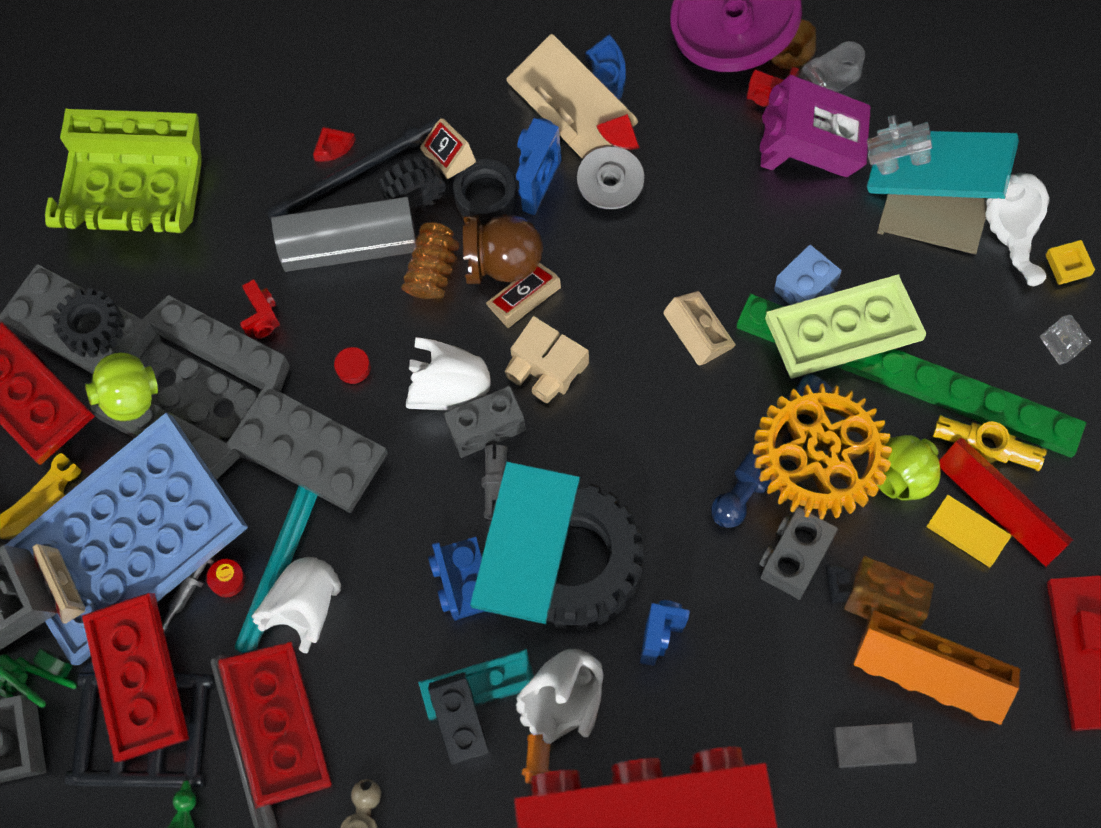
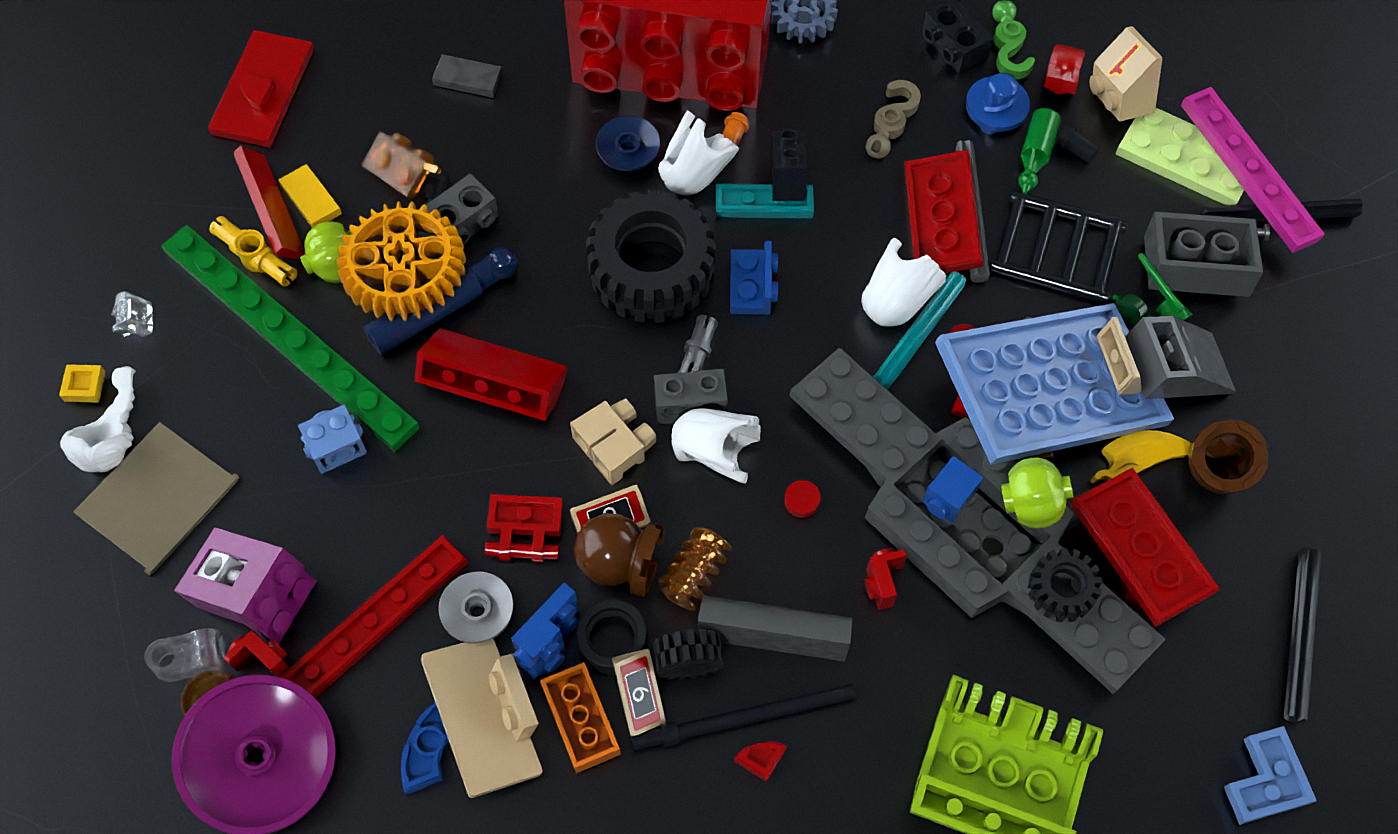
camera: 170 degrees left, 5 degrees down
(135, 677) = (1057, 267): red tile -> none
(204, 375) = (952, 490): none -> blue brick
(487, 122) = (580, 717): none -> orange piece
(525, 543) = (688, 251): teal tile -> none
(599, 268) = (524, 517): none -> red plate
(619, 132) = (447, 643): red tile -> none
(655, 682) = (628, 133): none -> dark blue dish
(661, 621) = (603, 179): blue bracket -> none
(689, 390) = (490, 373): none -> red brick
(695, 152) = (376, 617): none -> red tile
(698, 327) = (454, 435): tan slope -> none
(845, 326) = (322, 372): yellowish green plate -> none
(897, 142) = (172, 523): clear hips -> none
(937, 668) = (393, 99): orange brick -> none
(959, 167) = (140, 501): teal tile -> none

